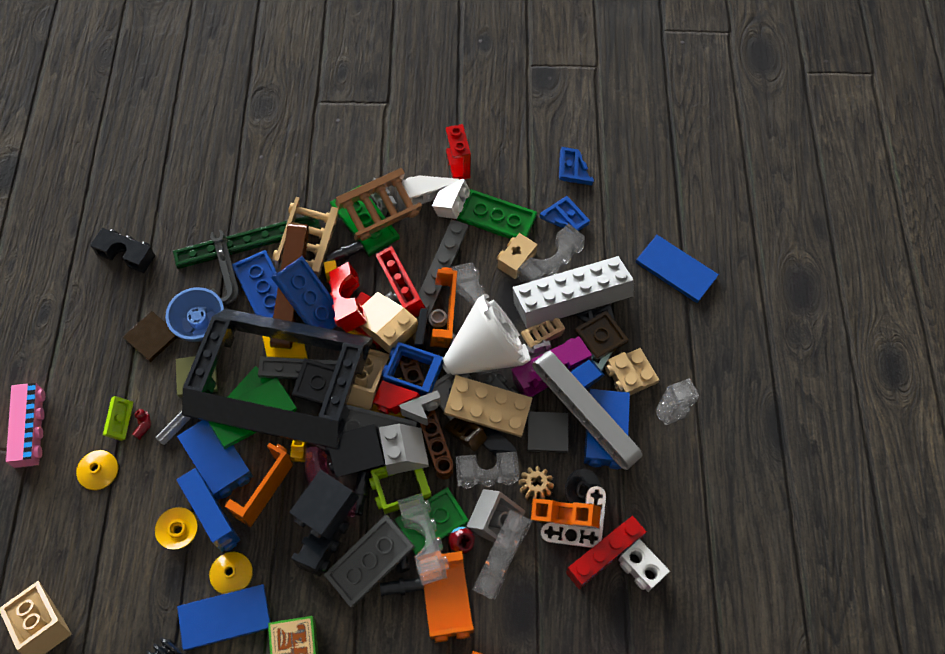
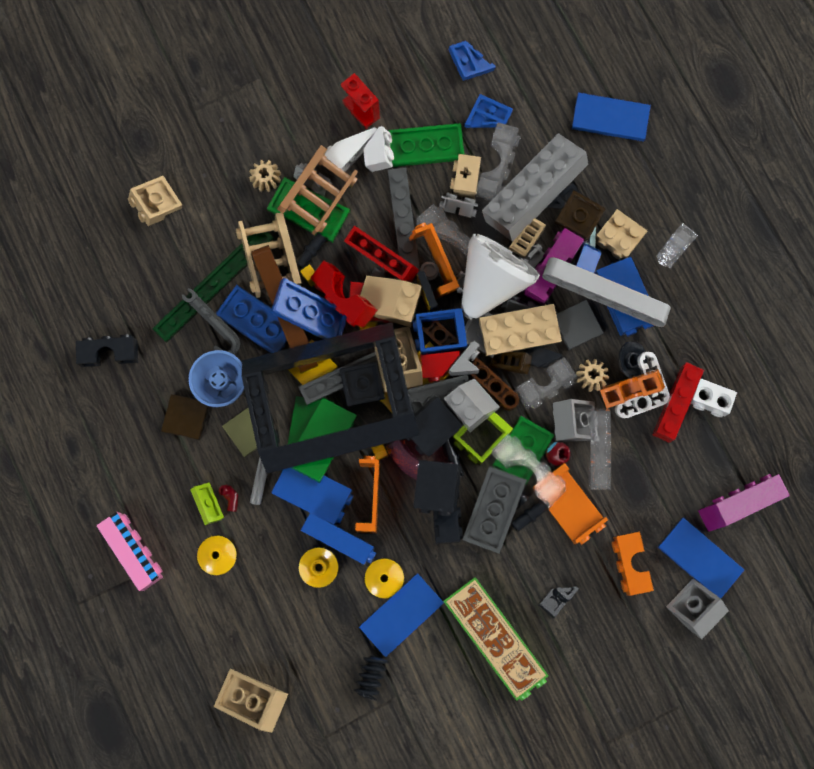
camera: 25 degrees left, 15 degrees up
(241, 152) = (154, 200): none -> tan plate
(344, 176) = (261, 170): none -> tan gear
(502, 281) = (466, 206): none -> light grey hinge

